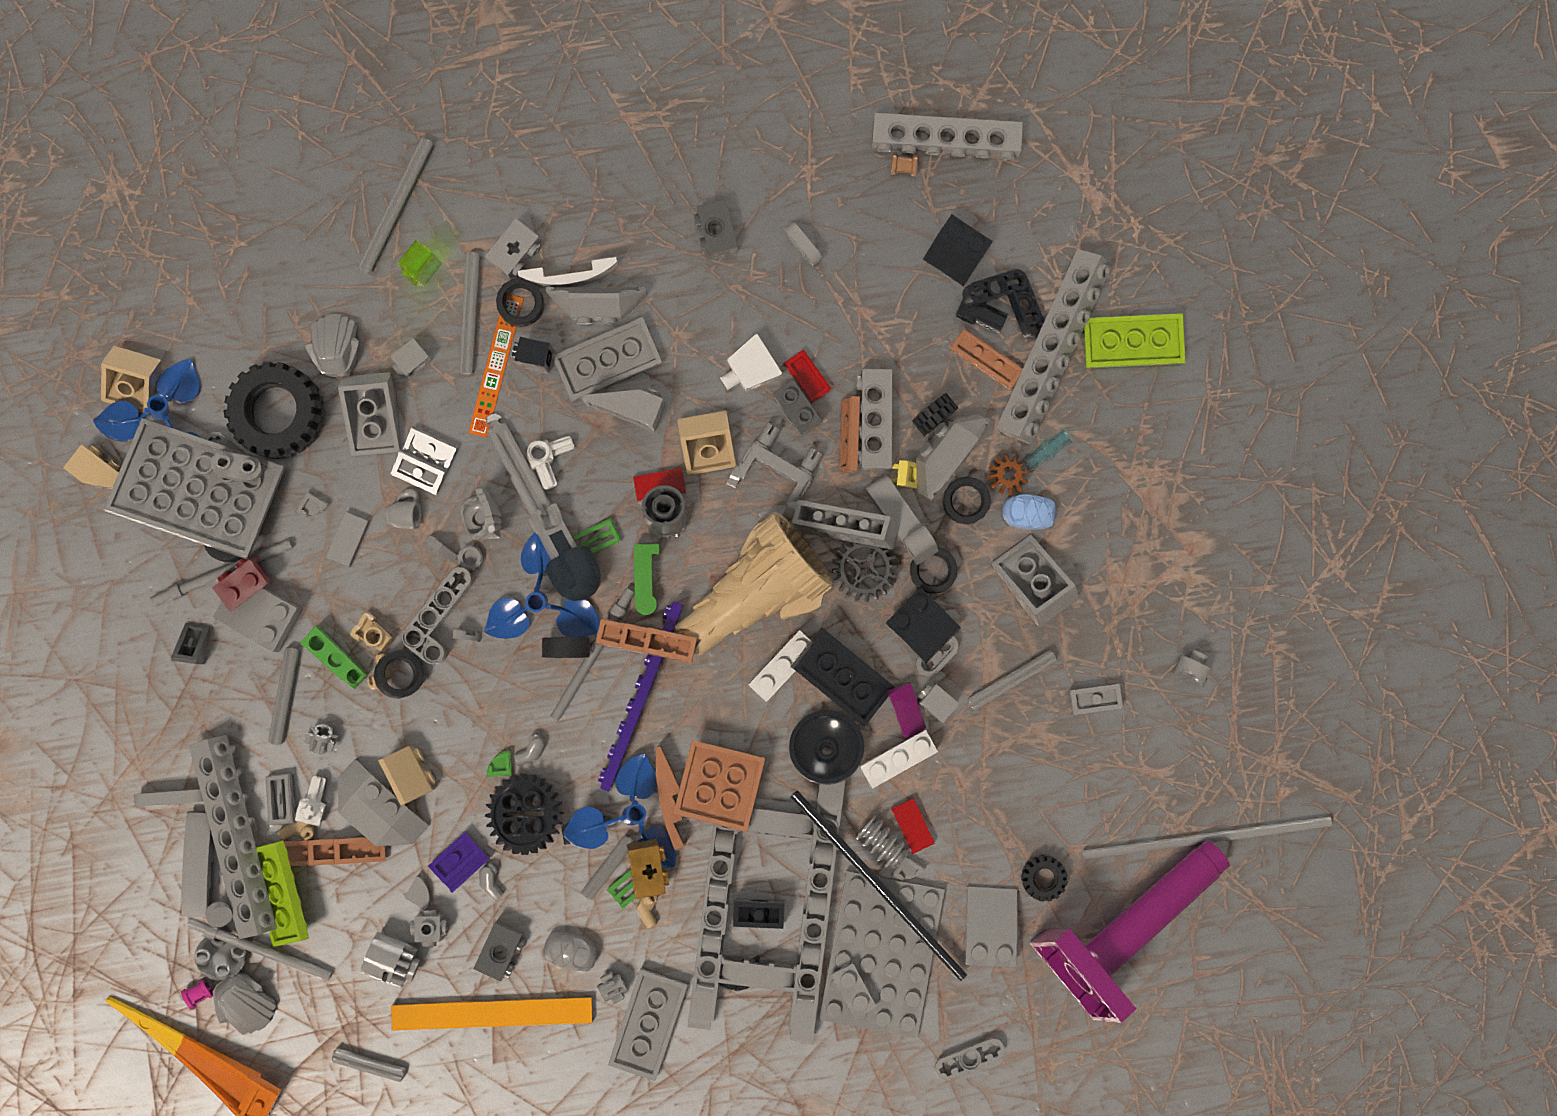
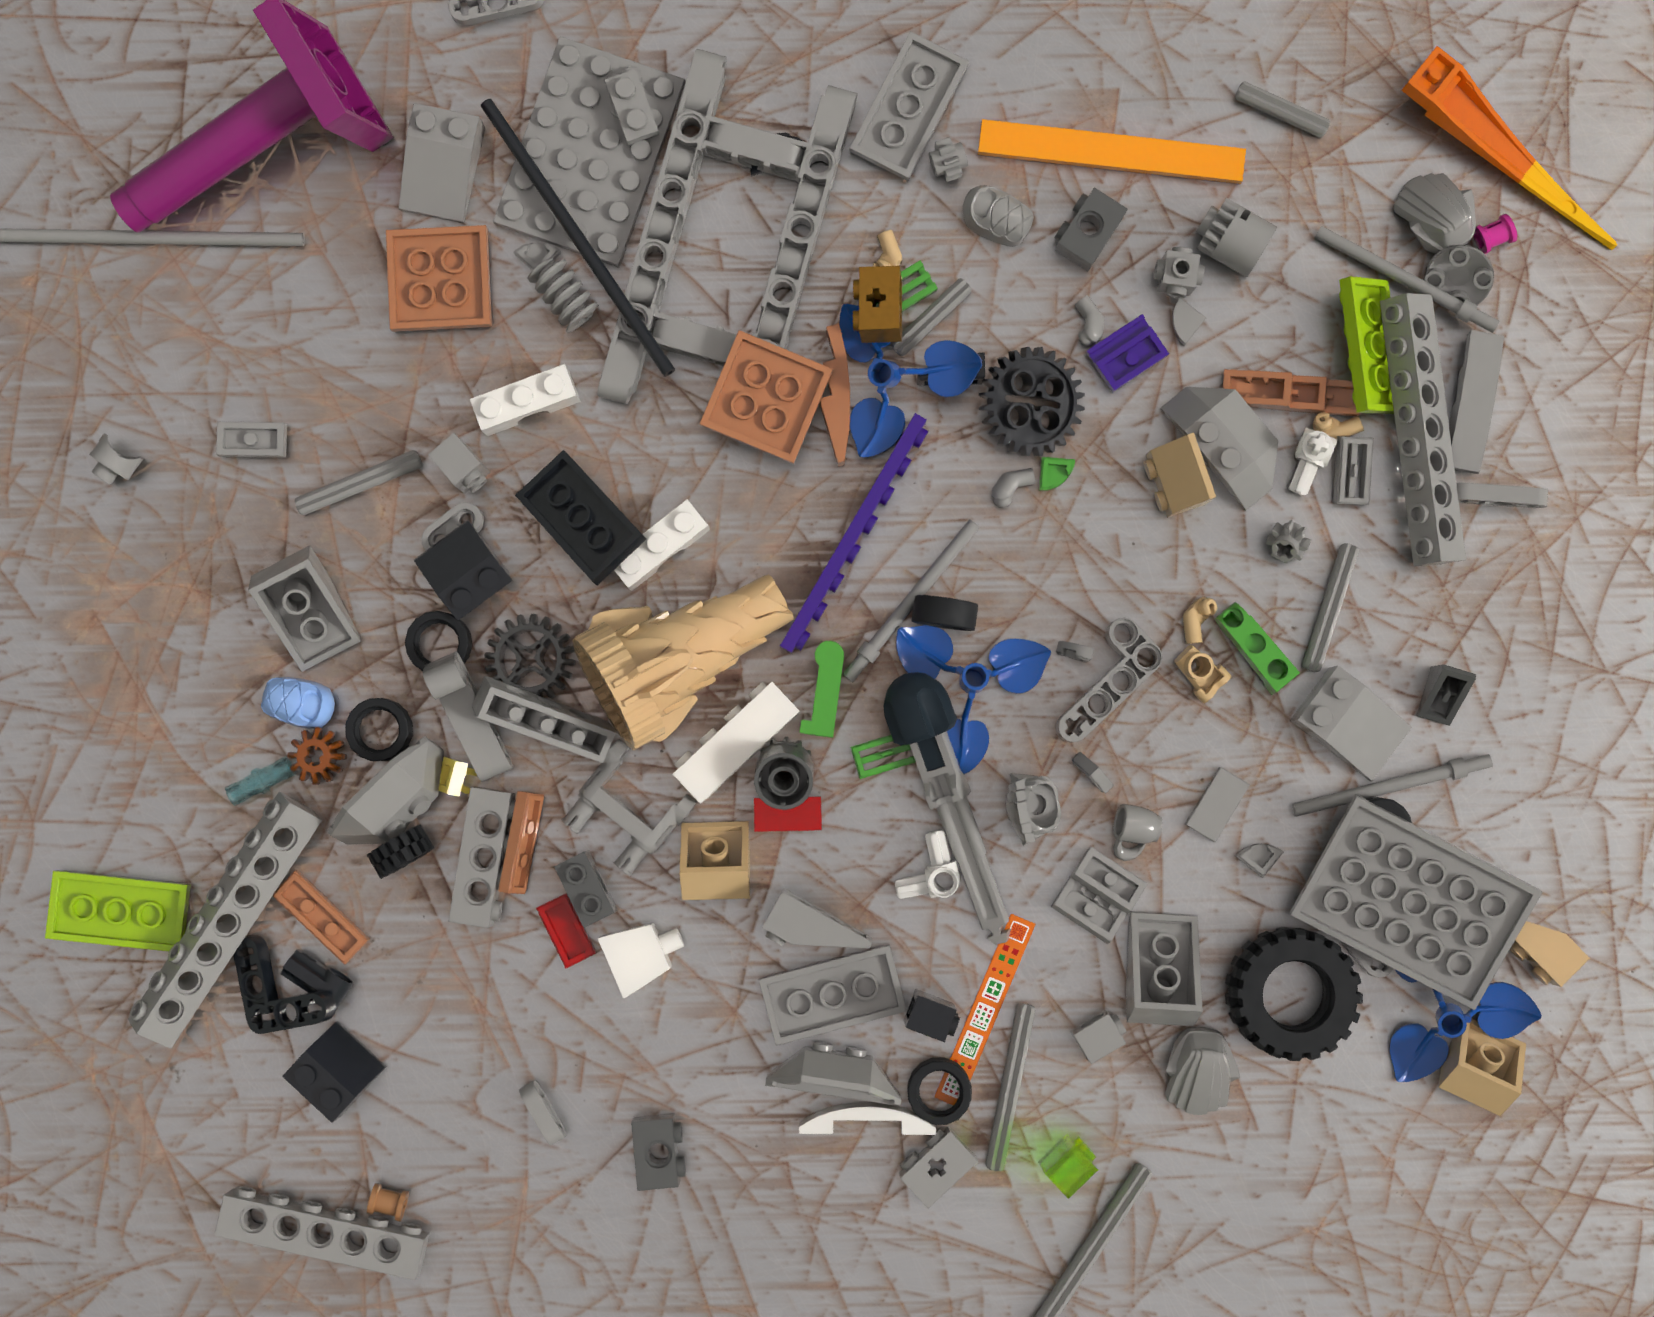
camera: 170 degrees left, 0 degrees up
(218, 914) = (1454, 330): light grey tile -> none
(235, 467) = (1356, 922): light grey plate -> none
(241, 584) = (1368, 763): dark red bracket -> none
(412, 660) = (1147, 606): black tyre -> none
(470, 557) = (1055, 754): light grey tile -> none
(646, 640) = (834, 604): nougat slope -> none
(704, 530) = (735, 742): none -> white brick
(758, 913) = (741, 225): black brick -> none
(822, 731) = (593, 431): black dish -> none
(906, 710) = (504, 462): magenta slope -> none
(912, 825) = (521, 311): red tile -> none
(977, 840) = (438, 278): none -> nougat plate
(1058, 884) = (359, 196): black tyre -> none

